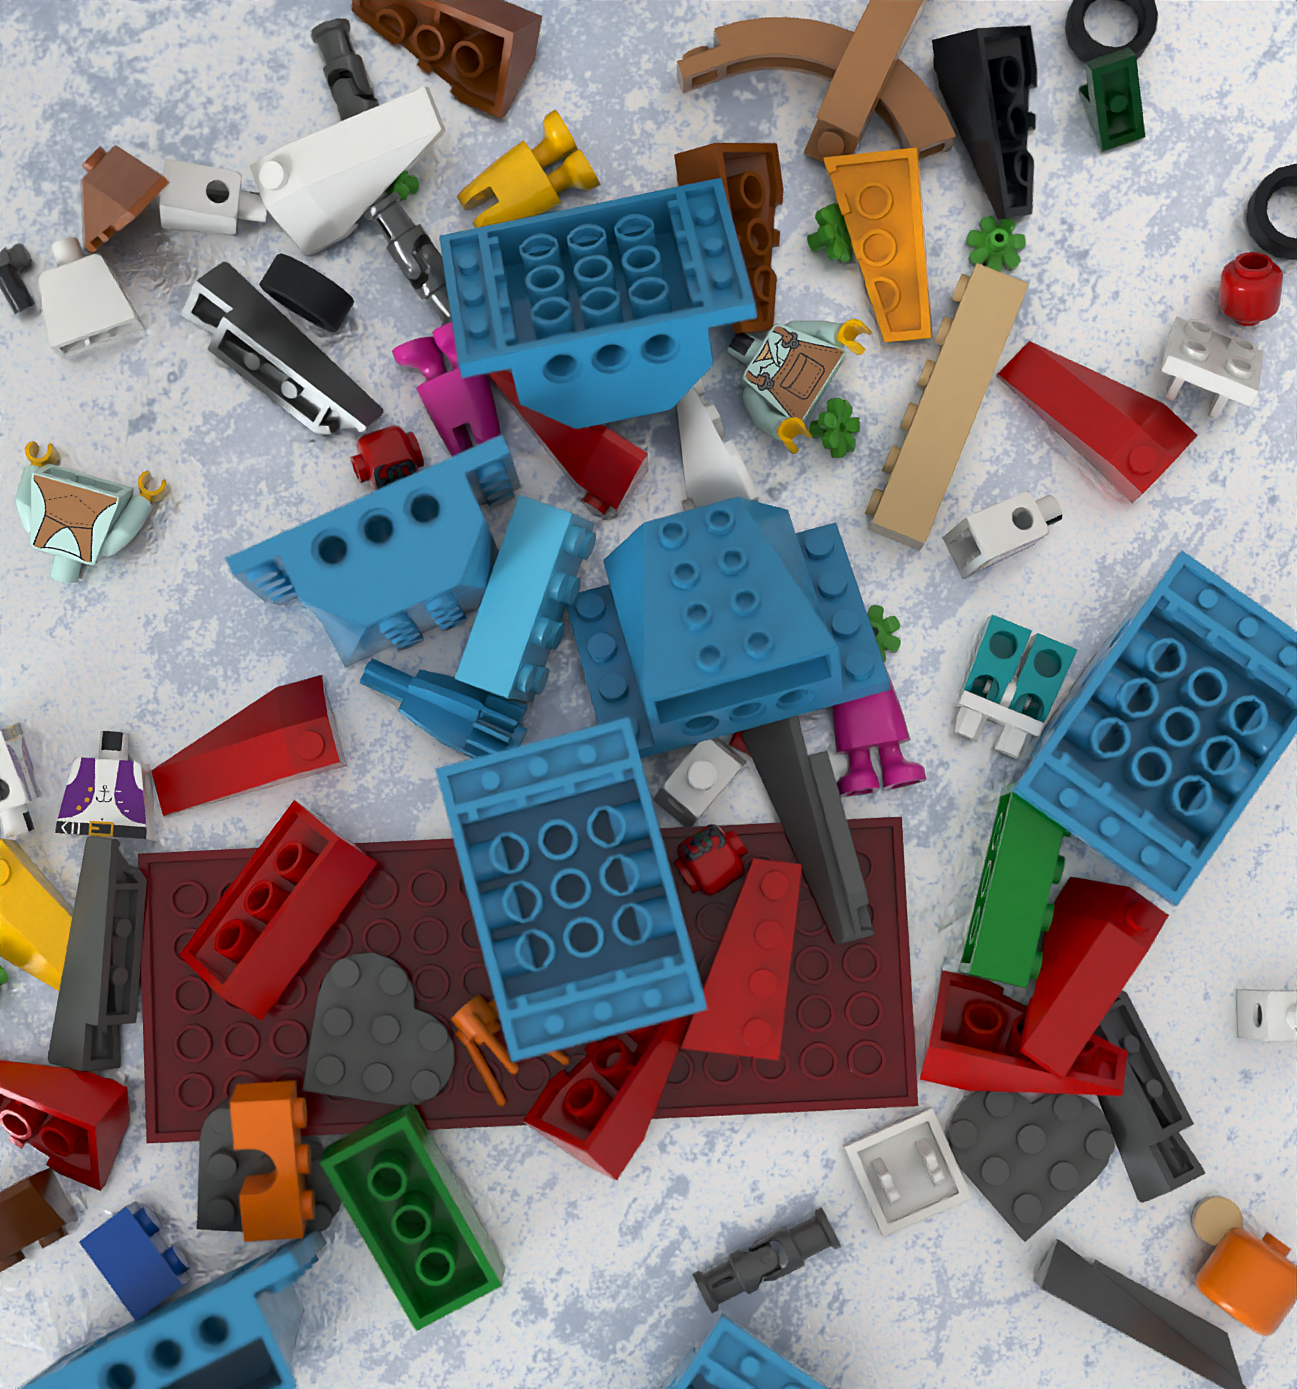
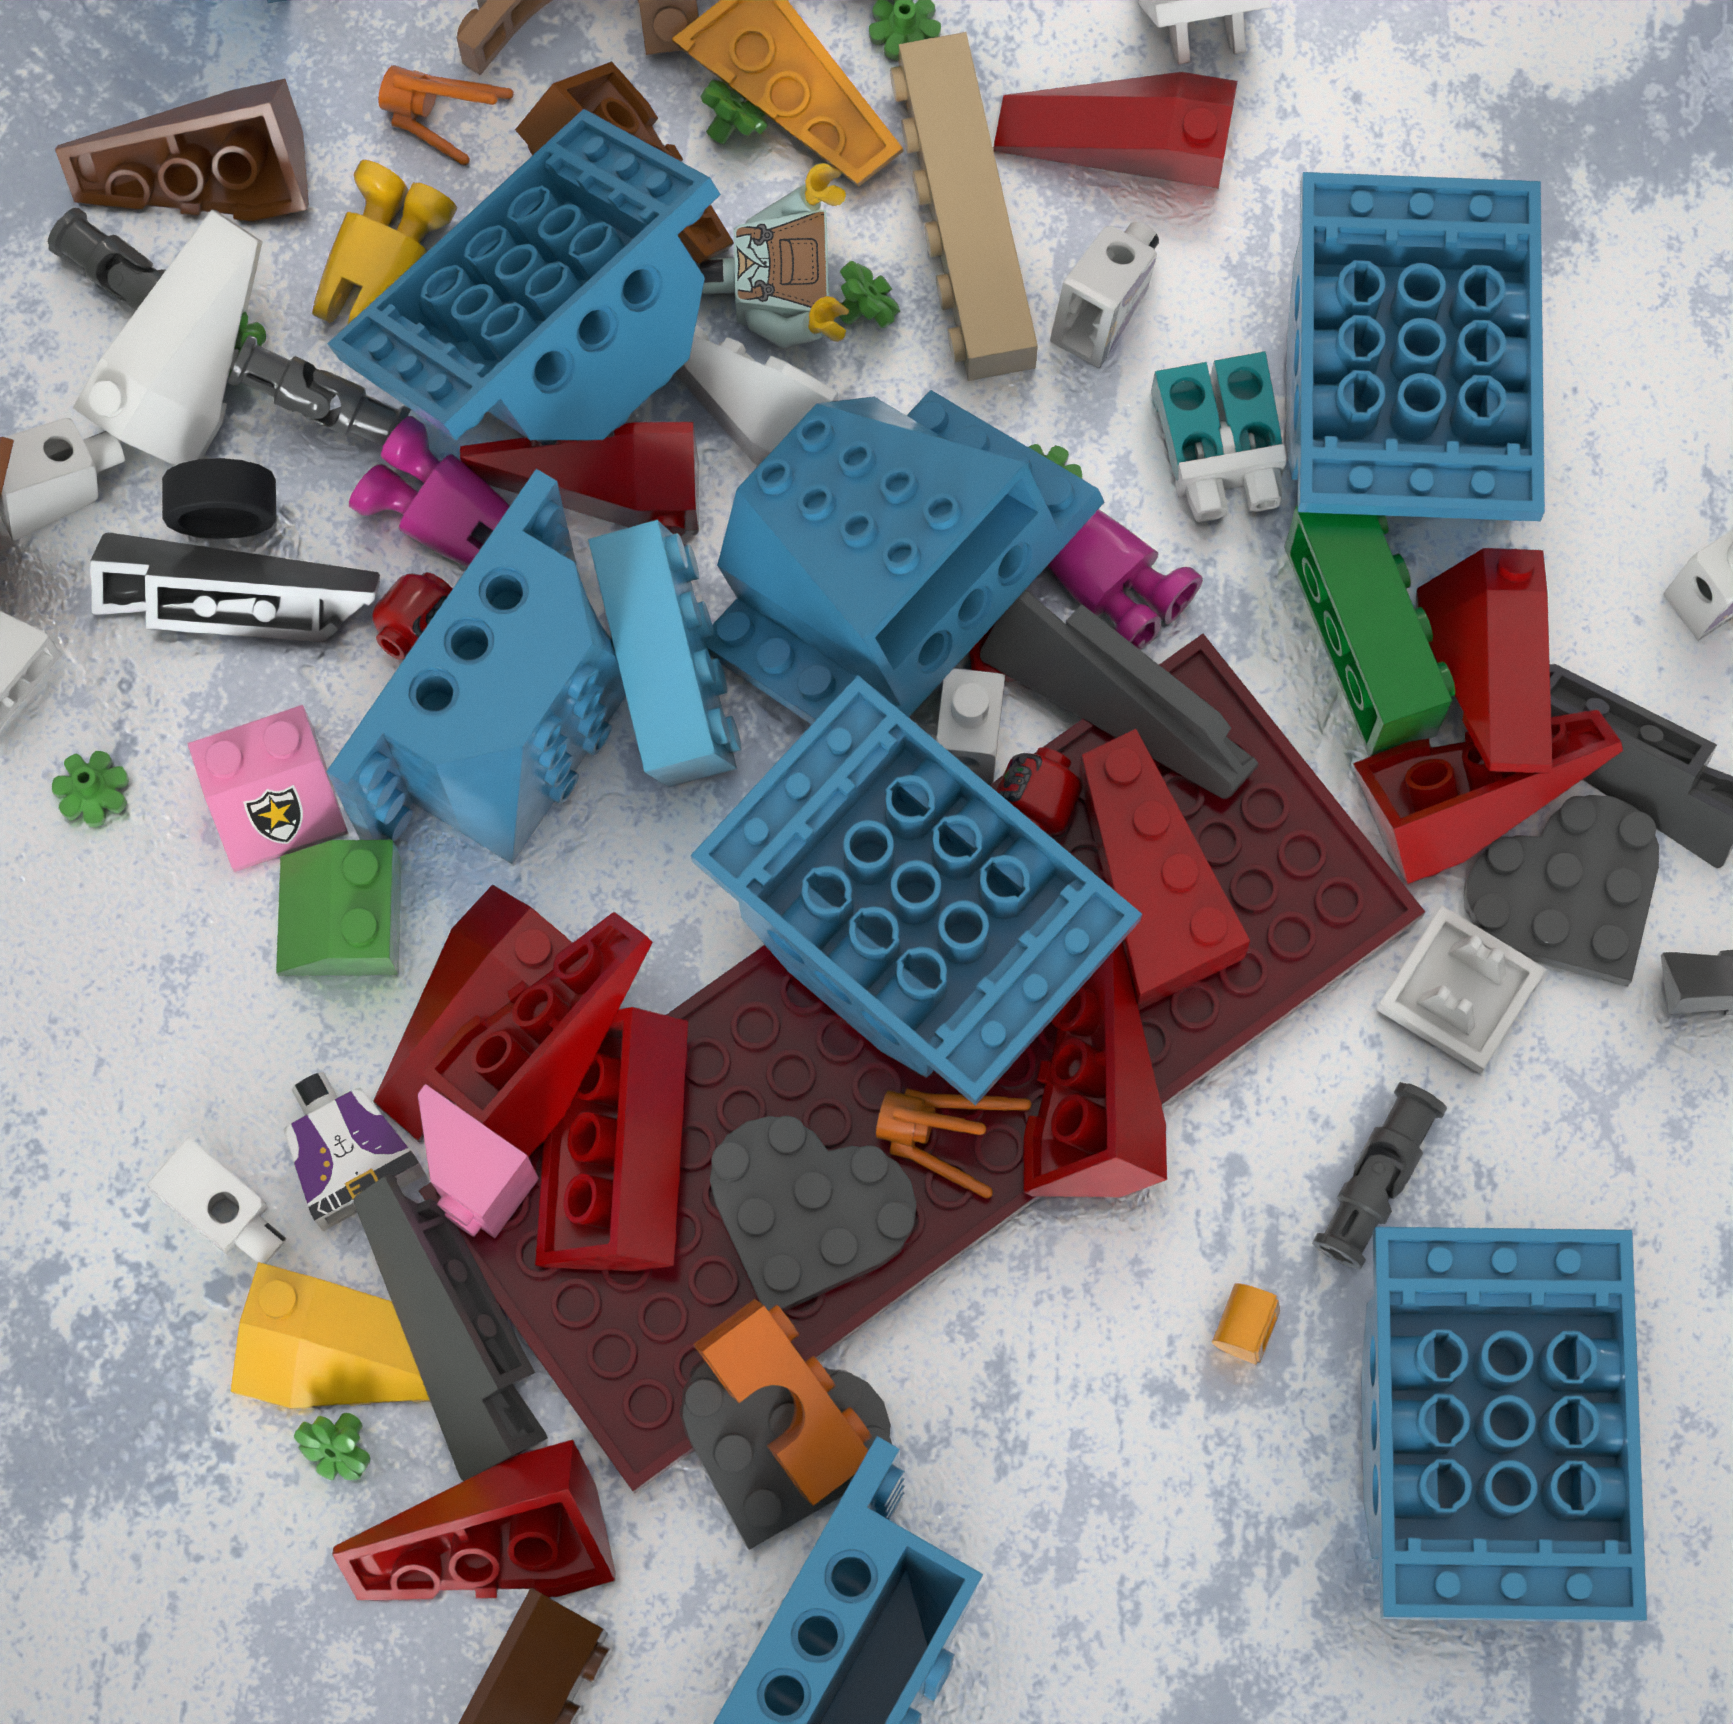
camera: 35 degrees left, 10 degrees down
(79, 513) = (119, 877): torso -> none
(104, 435) = (90, 788): none -> bright green plant
(137, 1259) = (701, 1622): blue brick -> none
(170, 867) = (472, 1167): none -> bright pink slope
(210, 629) = (340, 909): none -> bright green slope
(213, 511) = (268, 788): none -> bright pink slope
(255, 818) = (535, 1051): none -> red wedge
(413, 1216) = (977, 1366): green brick -> none
(451, 710) = (650, 824): dark azure piece -> none
(612, 1298) = (1247, 1323): none -> light orange brick
(627, 80) = (414, 95): none -> orange plant

